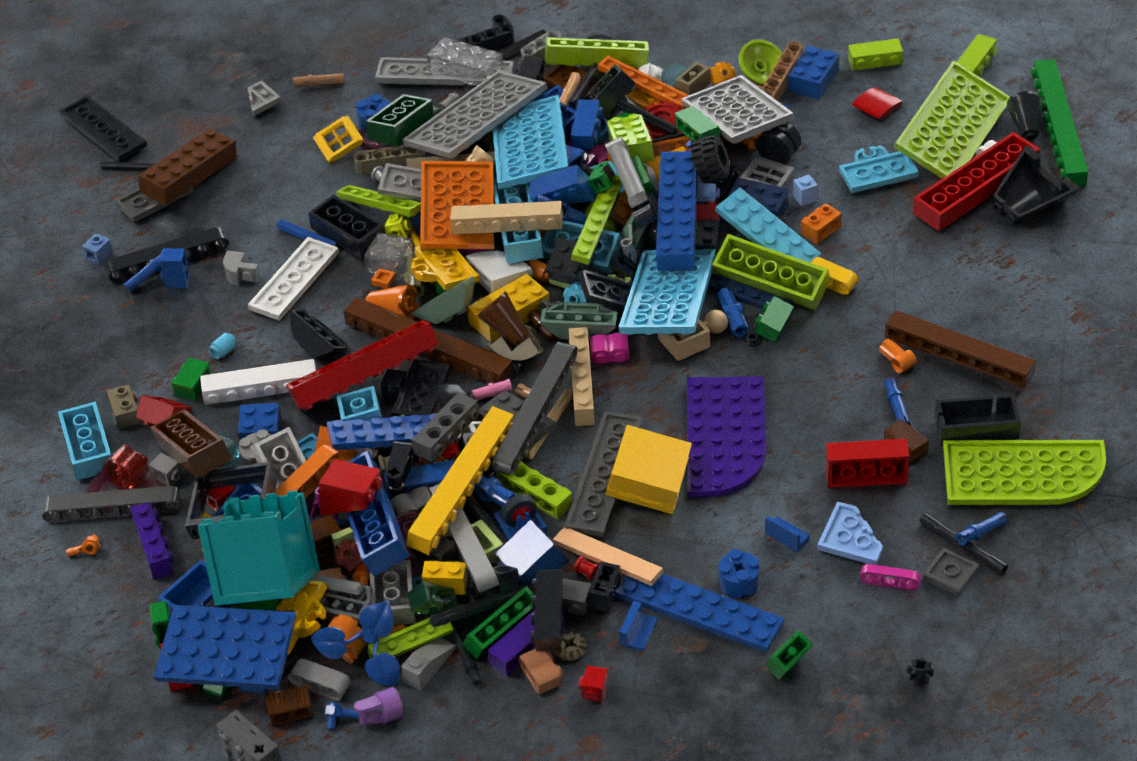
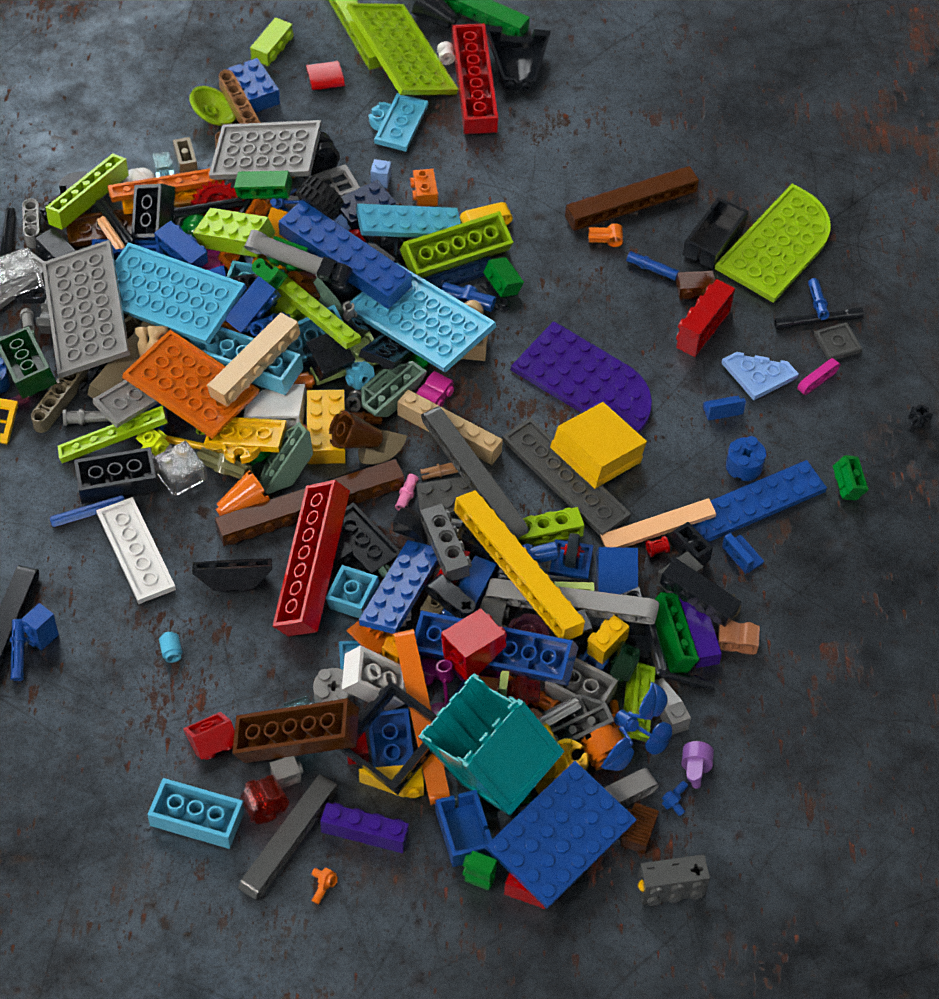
camera: 60 degrees left, 10 degrees up
(97, 483) = (251, 837): clear pink axle -> none
(124, 406) = (175, 762): dark tan brick -> none
(188, 380) = (190, 692): green brick -> none
(238, 270) = (80, 585): light grey brick -> none
(253, 381) = (241, 647): white brick -> none
(259, 417) = (297, 672): blue brick -> none
(383, 278) = (201, 488): orange plate -> none
(594, 683) = (780, 611): red brick -> none
(716, 73) = (198, 136): light orange brick -> none

